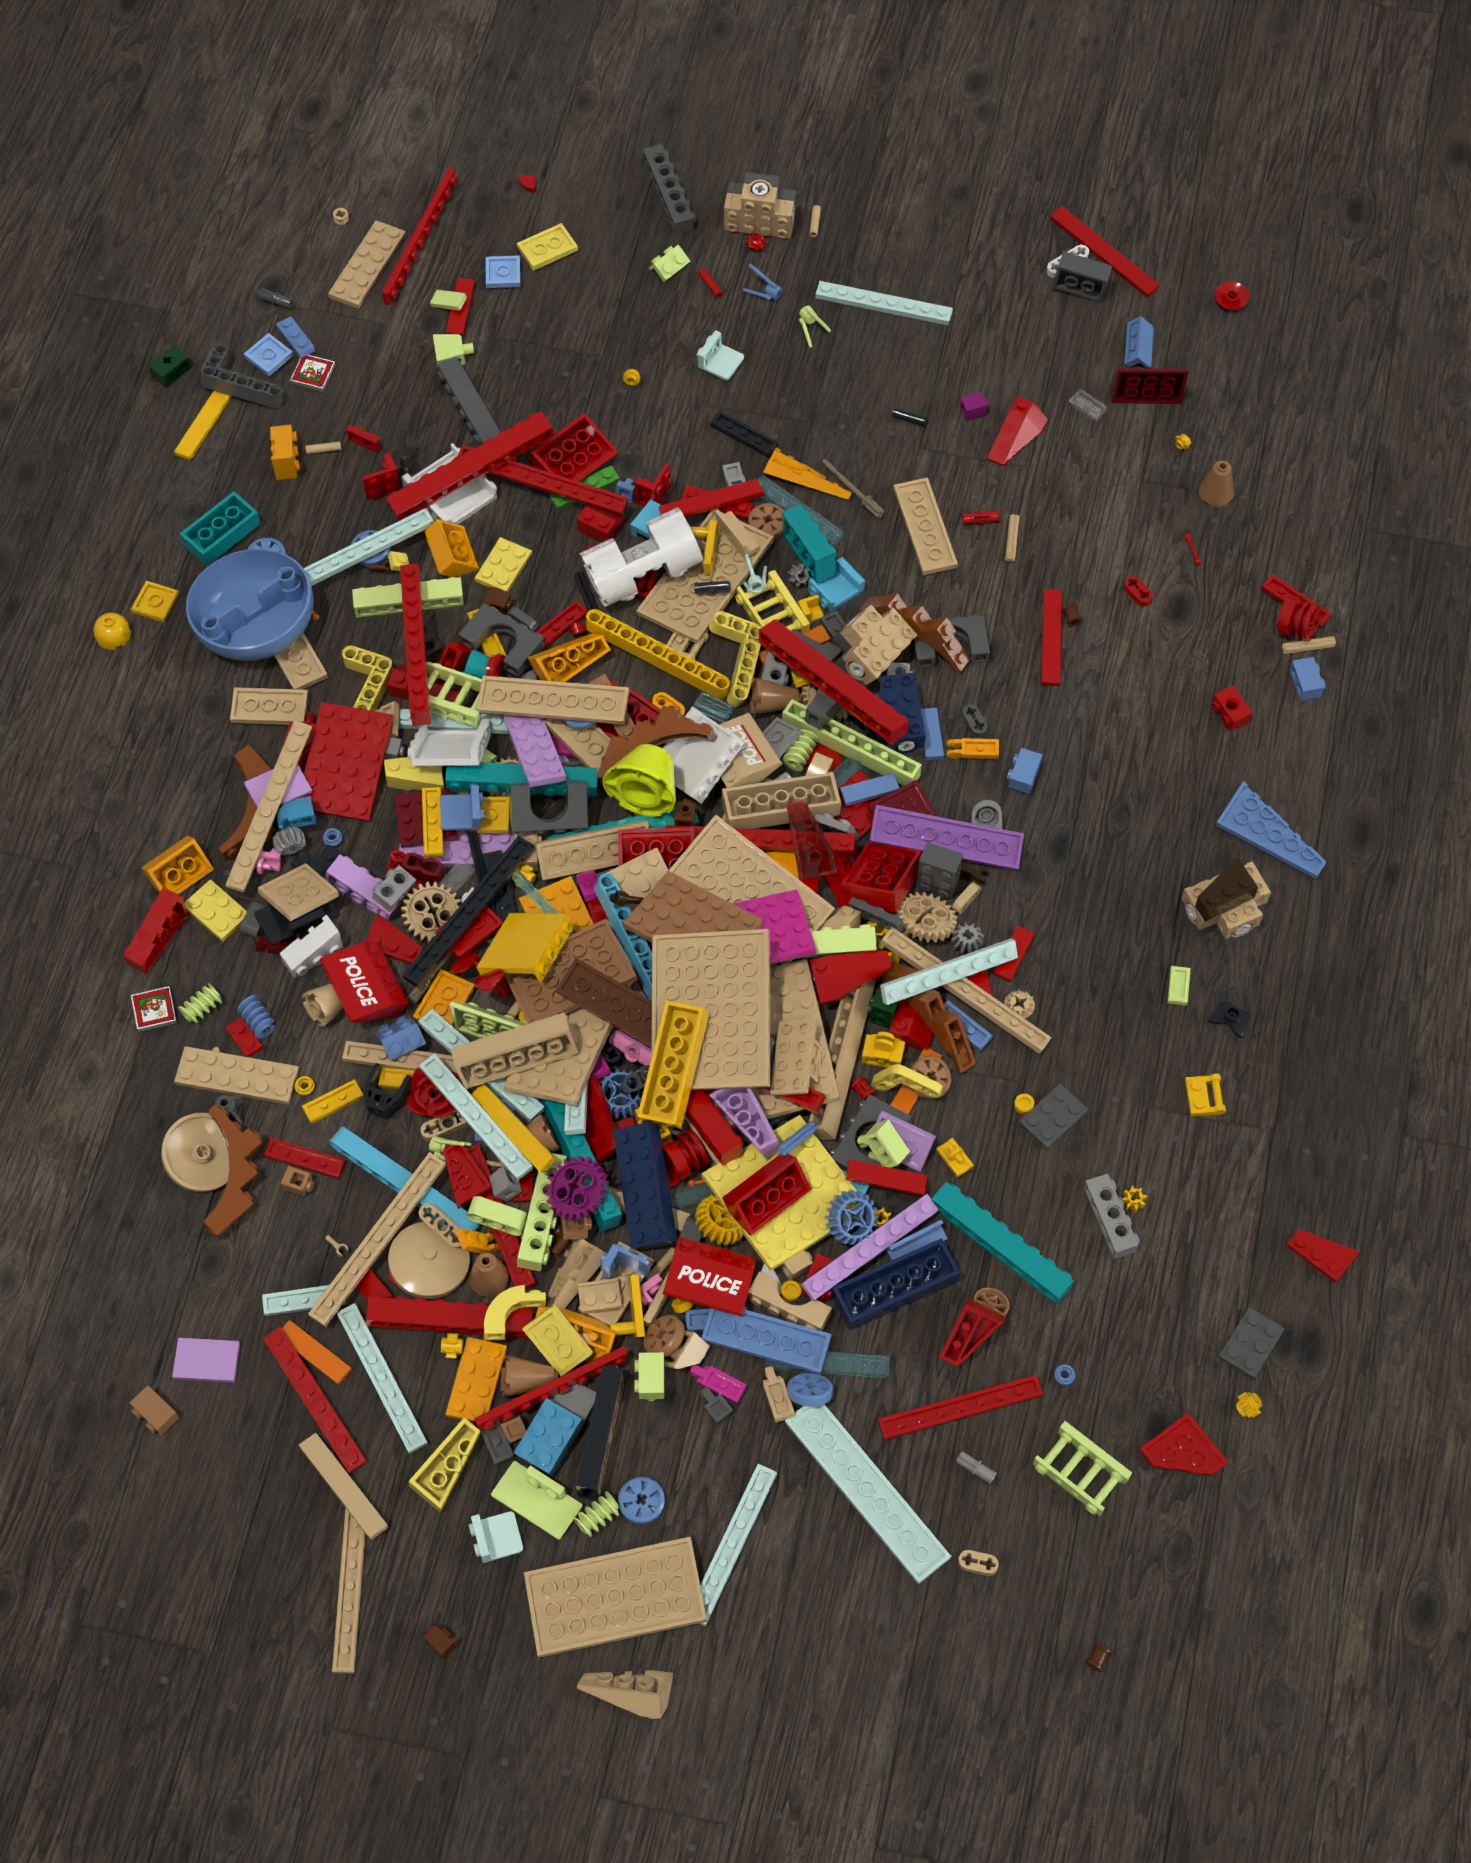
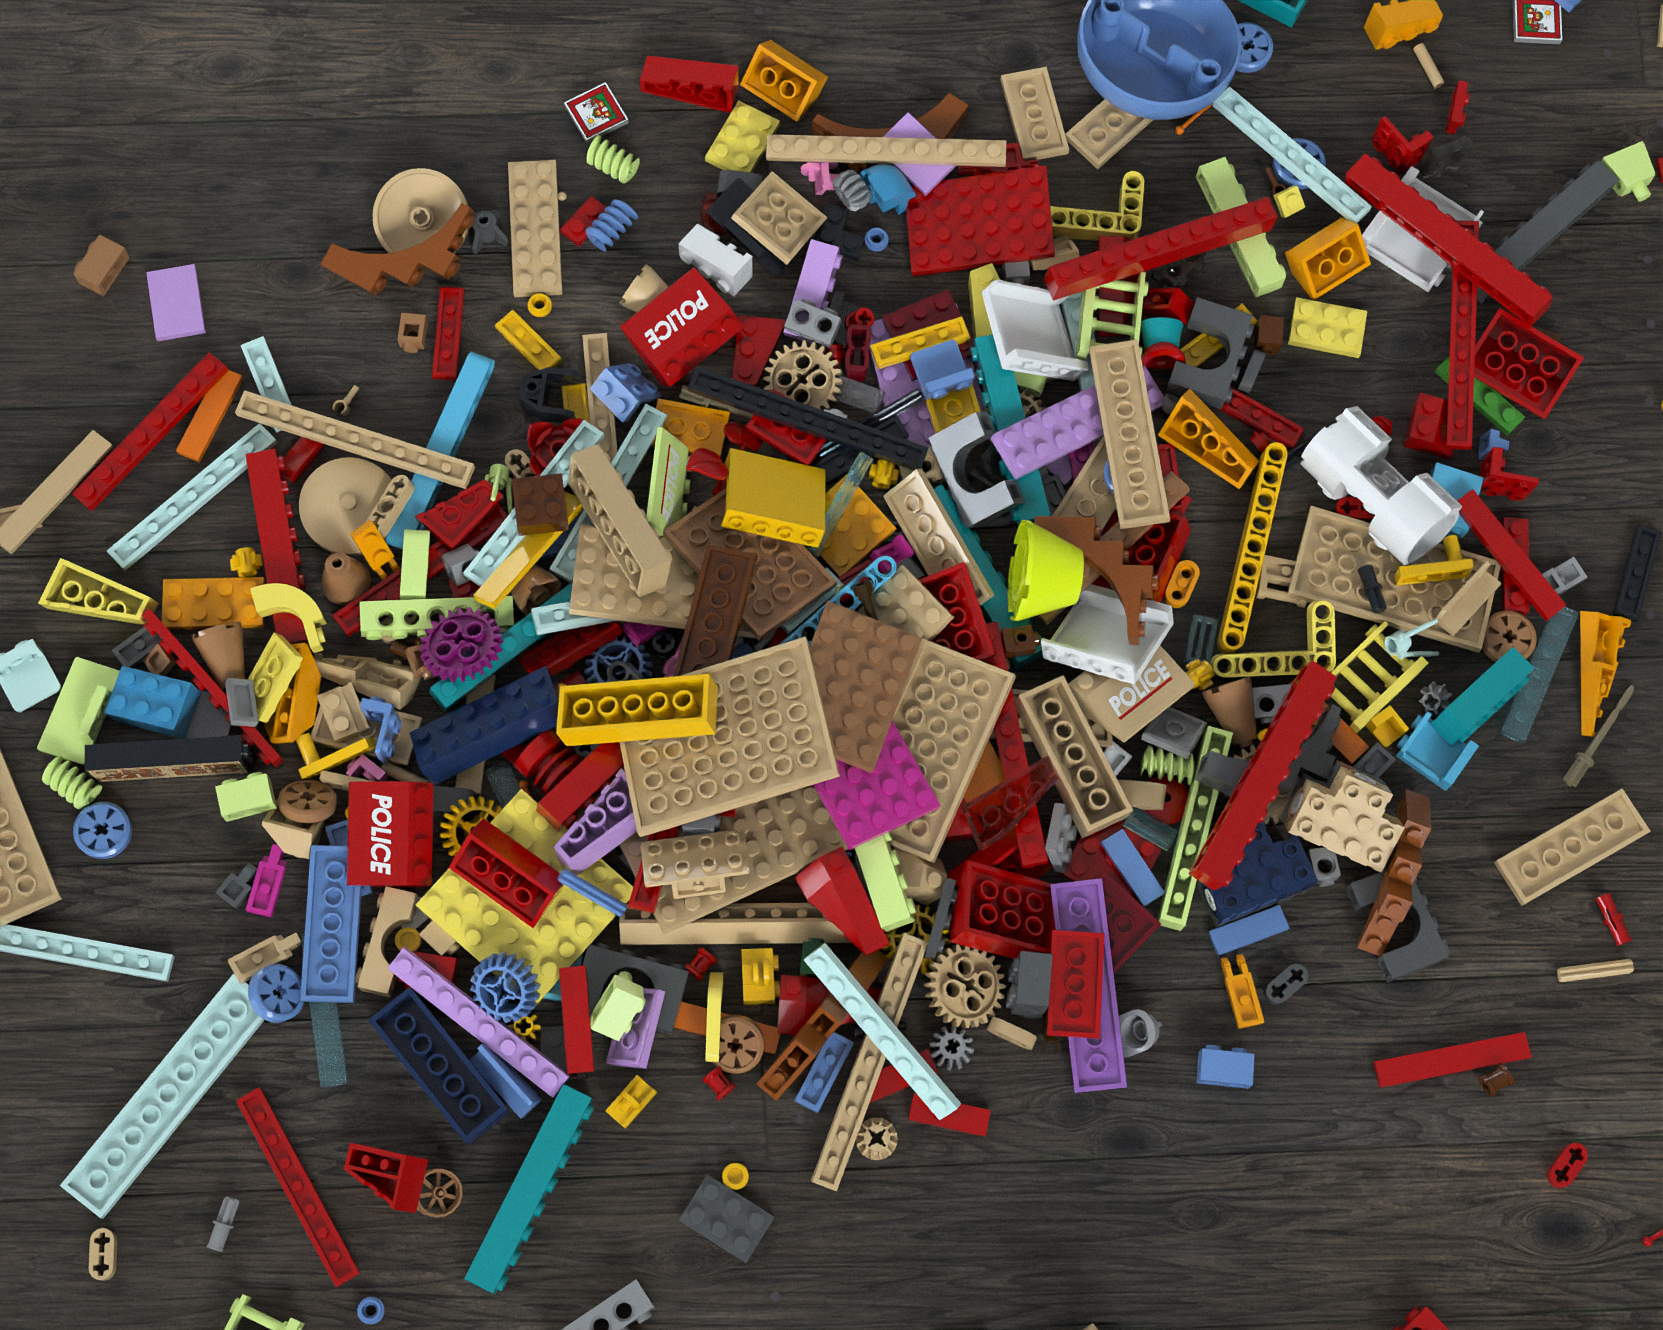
camera: 70 degrees right, 10 degrees up
(482, 1106) = (540, 504): none -> reddish brown brick
(572, 1364) = (241, 702): none -> light grey tile
(738, 709) = (1200, 674): none -> yellow gear
(949, 836) = (1075, 984): none -> red plate
(955, 1097) = (719, 1083): none -> red bush

